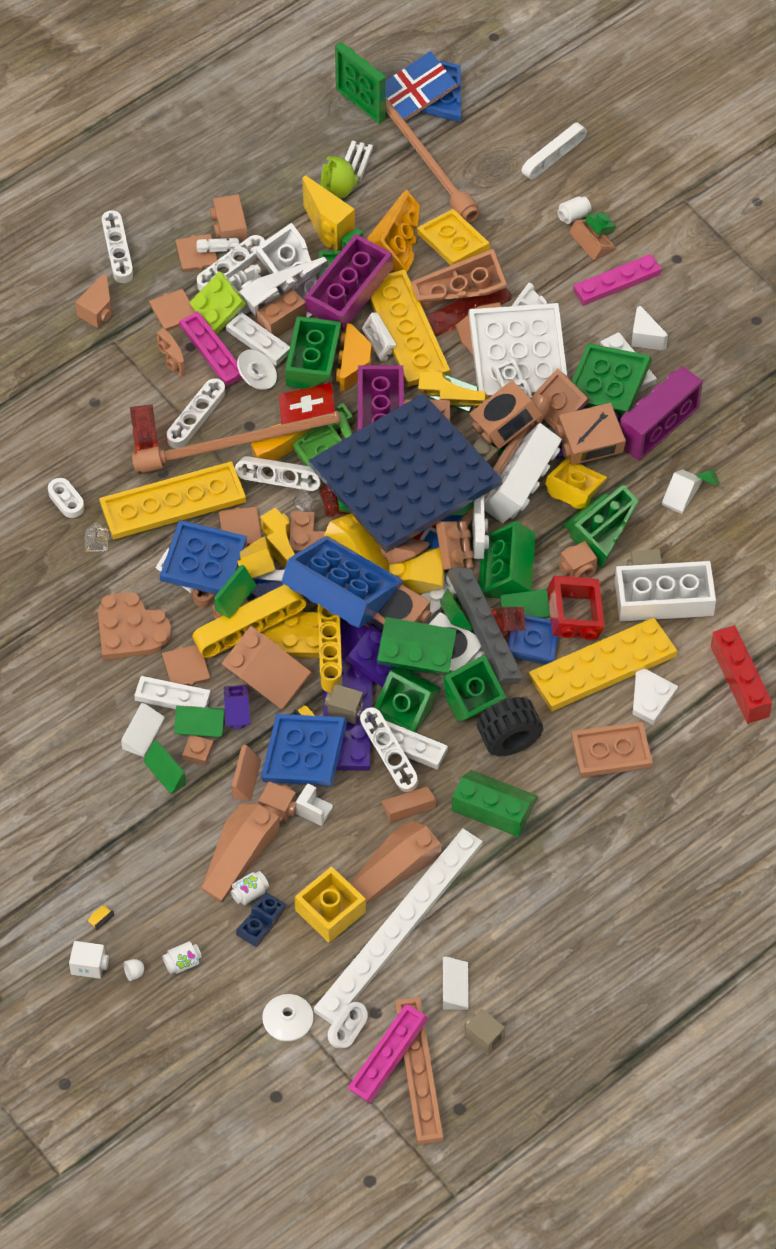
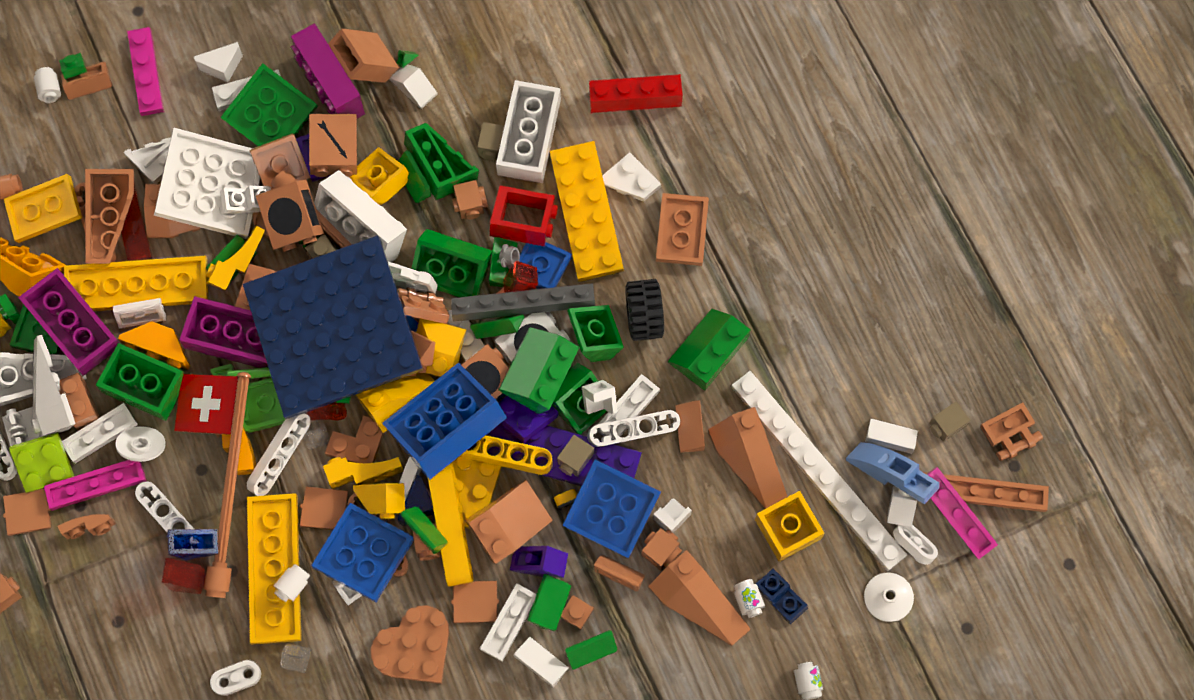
camera: 75 degrees left, 15 degrees up
(159, 510) = (291, 583): none -> white brick
(173, 424) = (192, 543): none -> clear blue slope
(380, 1001) = (901, 508): none -> white brick
(409, 709) = (599, 397): none -> white panel
(409, 981) = (893, 468): none -> medium blue slope
(498, 1088) = (1007, 425): none -> nougat plate
(529, 610) = (509, 255): none -> light grey plate
(689, 433) = (363, 55): none -> nougat brick

